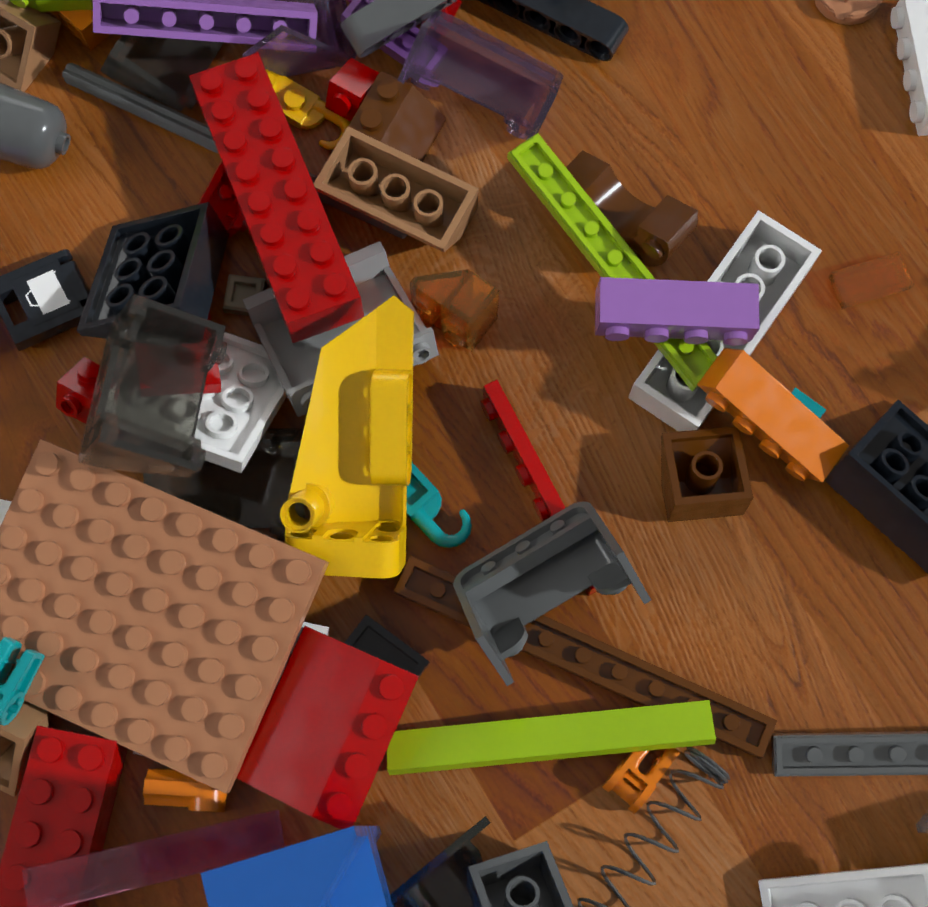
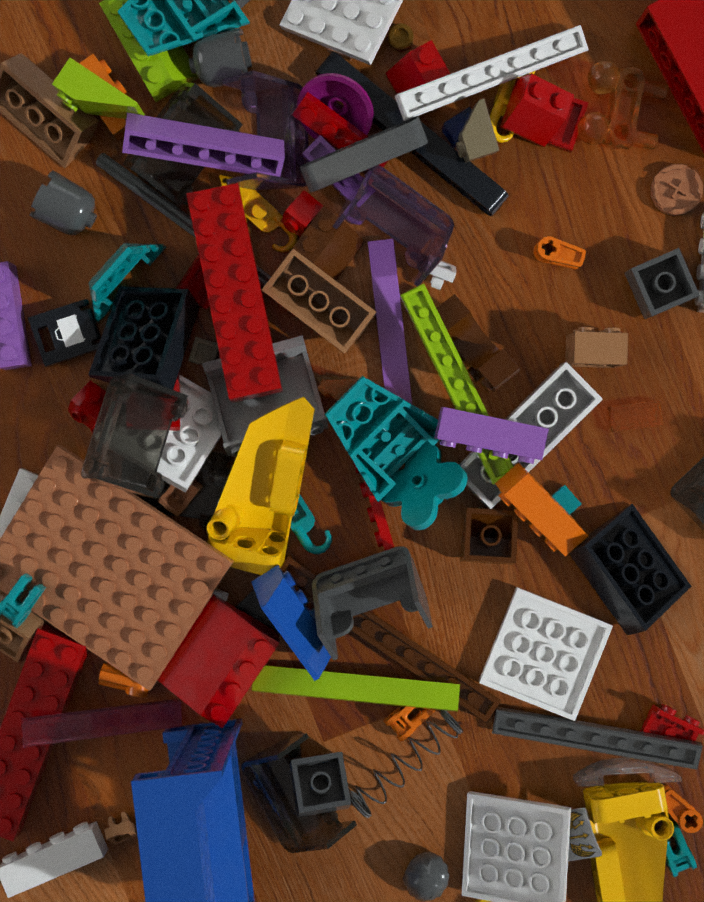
camera: 10 degrees right, 15 degrees up
(99, 183) = (115, 271): none -> teal wedge
(236, 492) = (177, 501): none -> nougat bracket
(436, 637) = (292, 618): none -> blue slope
(509, 243) = (389, 318): none -> medium lavender tile
(515, 339) = (379, 432): none -> teal wedge
(558, 134) = (442, 272): none -> white tile
(591, 413) = (424, 486): none -> teal plant
(714, 87) = (562, 253): none -> orange piece
(798, 189) = (596, 349): none -> medium nougat brick
(827, 638) = (545, 653): none -> white plate
(862, 98) = (661, 283): none -> dark grey brick

